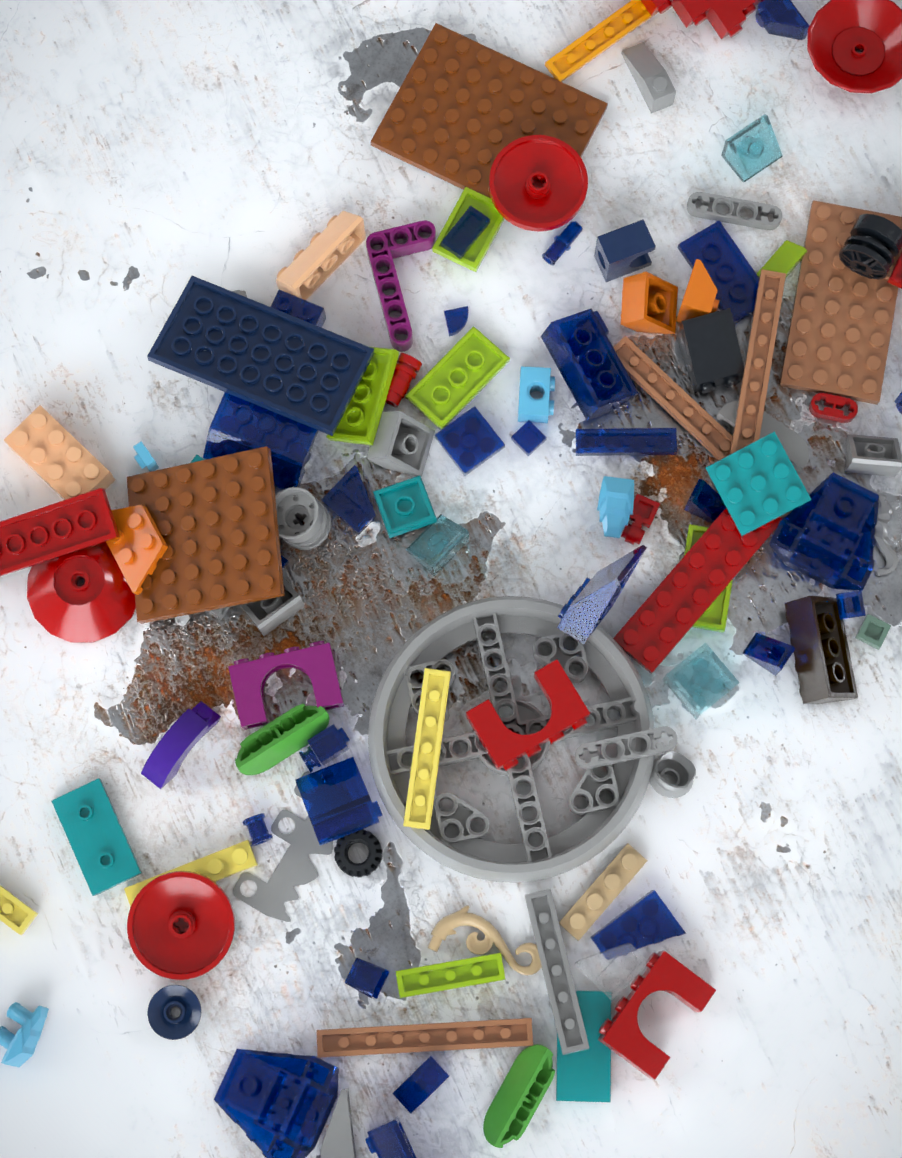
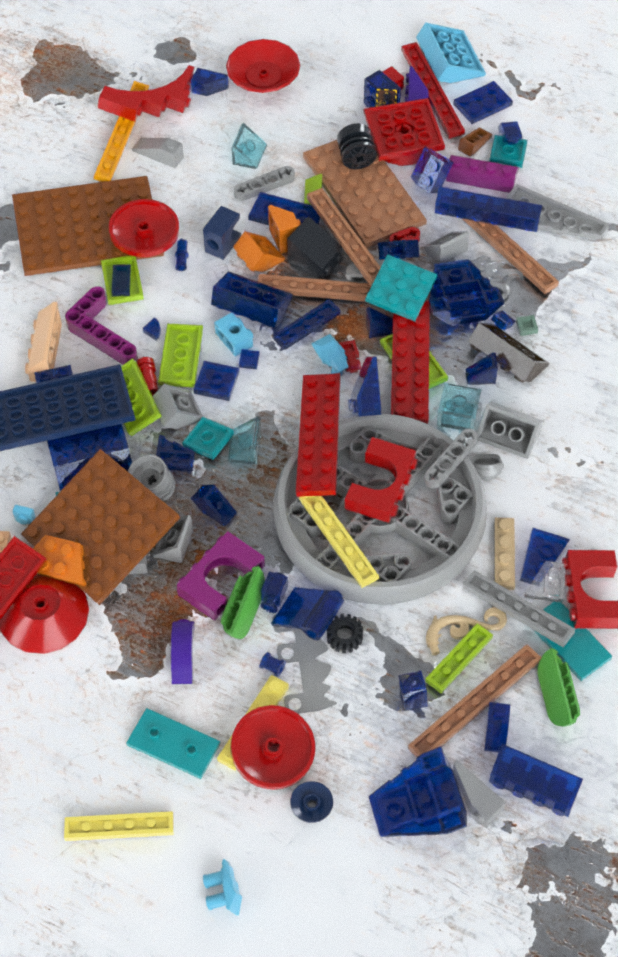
camera: 40 degrees left, 20 degrees down
(345, 595) = (214, 504): none -> clear blue slope
(508, 606) = (318, 435): none -> red plate
(735, 749) = (509, 429): none -> light grey slope
(809, 422) = (399, 249): none -> clear blue slope

